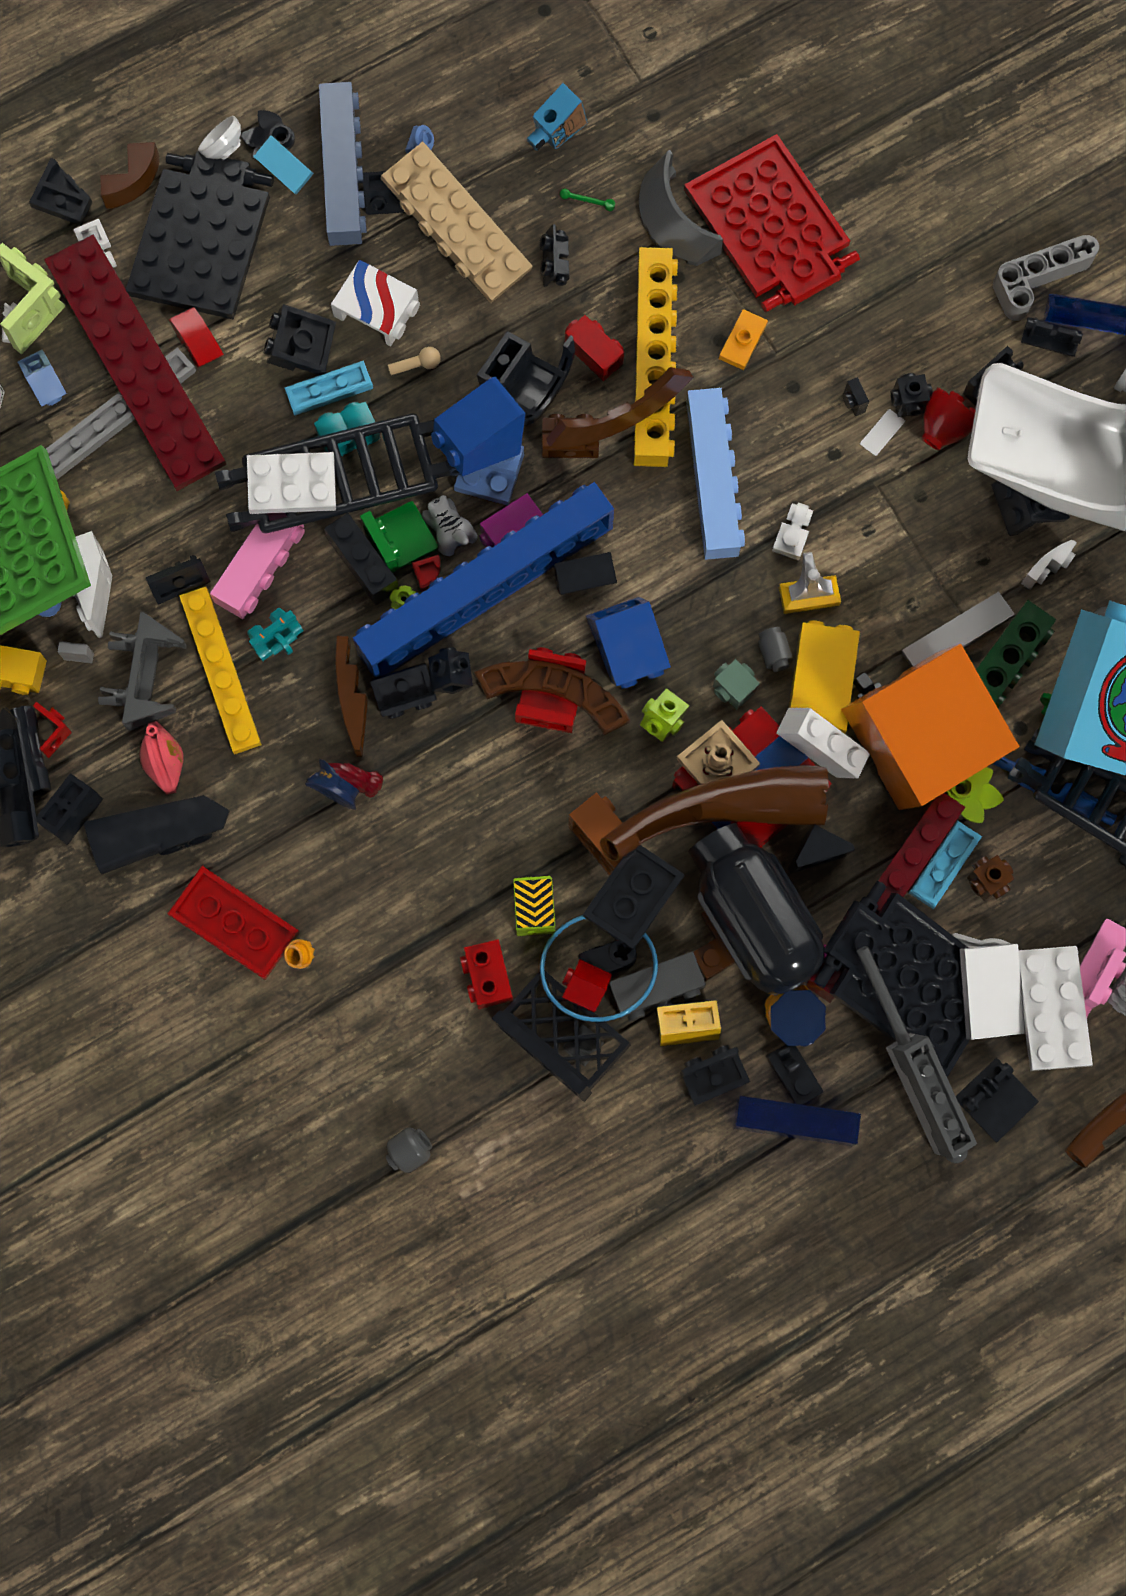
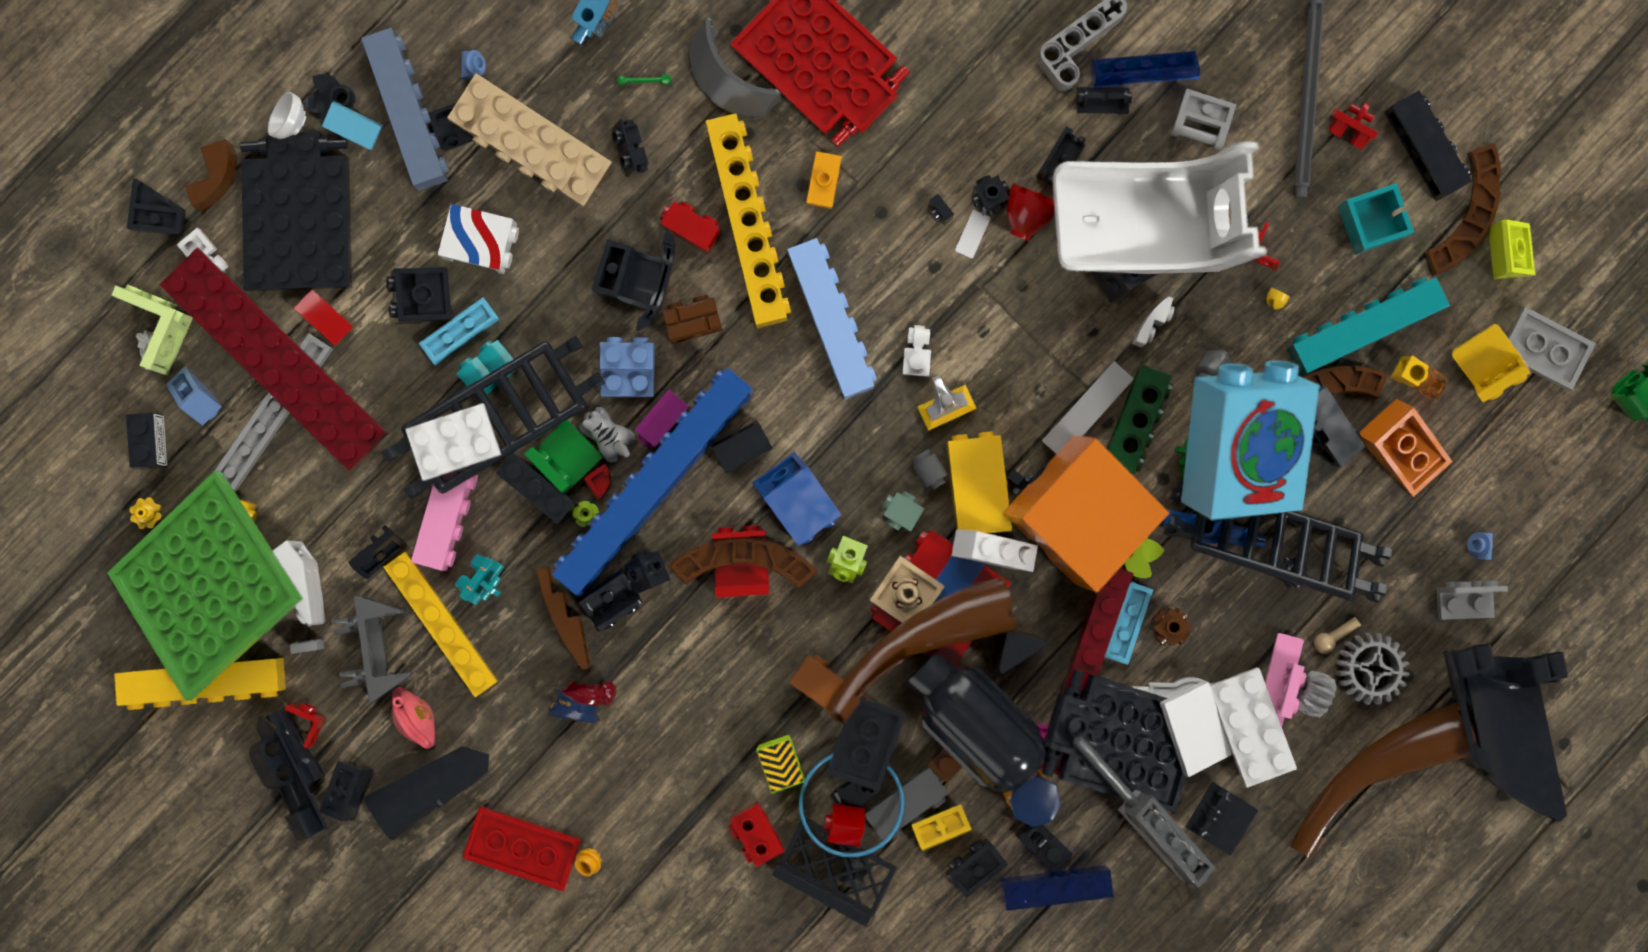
camera: 20 degrees left, 10 degrees up
(428, 358) = (541, 278): tan bar -> none
(480, 428) = (609, 345): blue slope -> none
(586, 430) = (734, 295): reddish brown tile -> none

